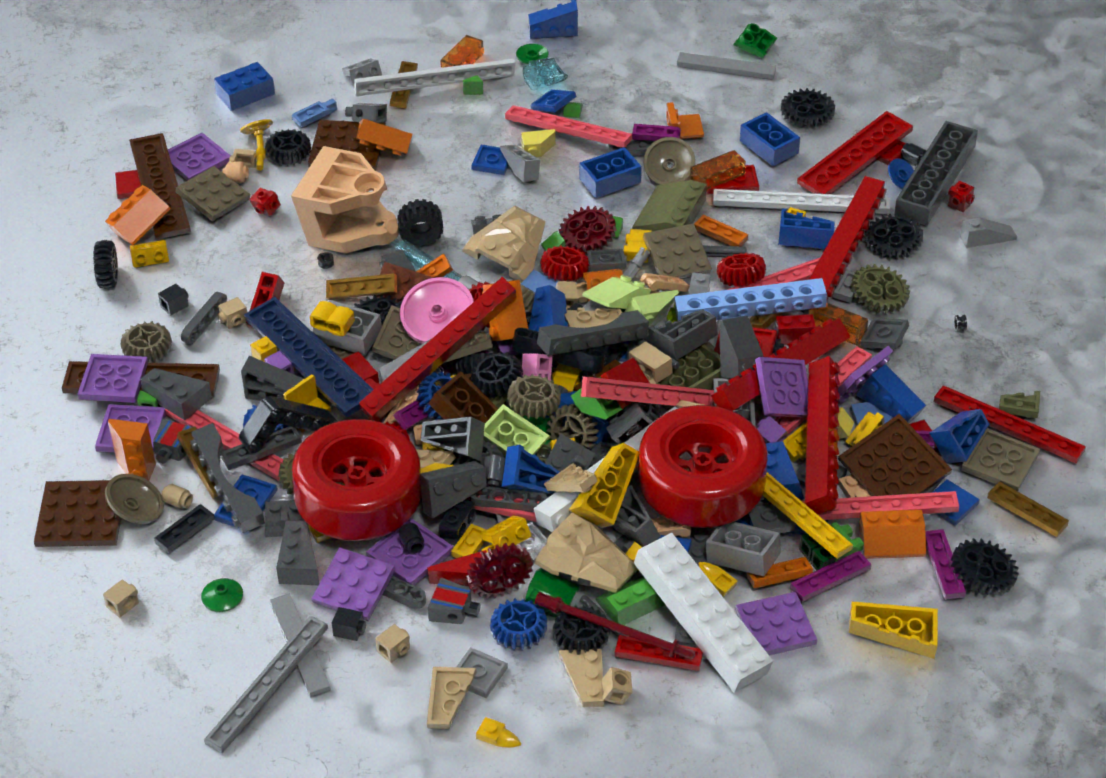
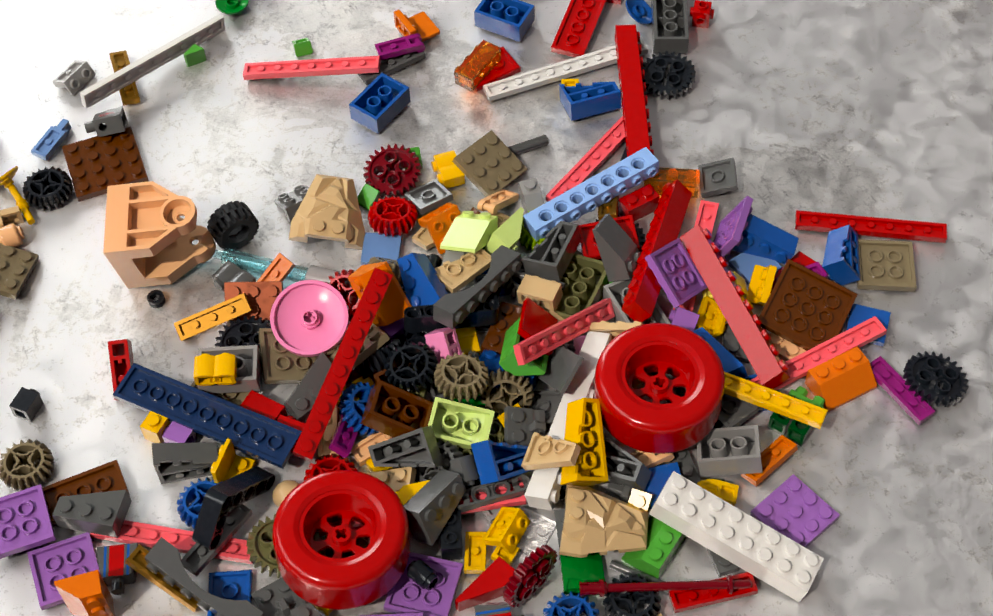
camera: 25 degrees left, 10 degrees up
(145, 399) = (64, 532): bright green slope -> none
(203, 318) = (70, 412): dark grey beam -> none
(232, 312) = (97, 395): tan brick -> none
(265, 201) = (60, 258): red brick -> none
(383, 137) = (141, 144): orange slope -> none
(464, 52) = (165, 25): clear orange brick -> none
(490, 160) = (256, 128): blue tile -> none
(521, 162) = (290, 122): light grey slope -> none
(538, 142) = (290, 96): light yellow slope -> none
(543, 73) = (254, 19): clear light blue slope -> none
(553, 100) = (280, 45): blue tile -> none
(570, 292) = (412, 244): tan brick -> none
(636, 263) = (459, 189): light grey axle -> none
(665, 152) = (431, 61): dark tan dish -> none
(672, 205) = (454, 119): olive slope -> none
(720, 231) = (513, 127): orange plate -> none
(741, 269) = (557, 160): red gear -> none
(830, 576) = (812, 447): magenta plate -> none
(843, 291) = (659, 141): light grey plate -> none
(880, 288) = (687, 133): olive gear -> none
(895, 625) = (902, 472): yellow wedge -> none
(960, 323) = (773, 141): black bush -> none
(984, 232) = (741, 42): light grey slope -> none
(1020, 404) = (869, 202): olive wing -> none
(1028, 509) = (935, 305): pearl gold plate -> none

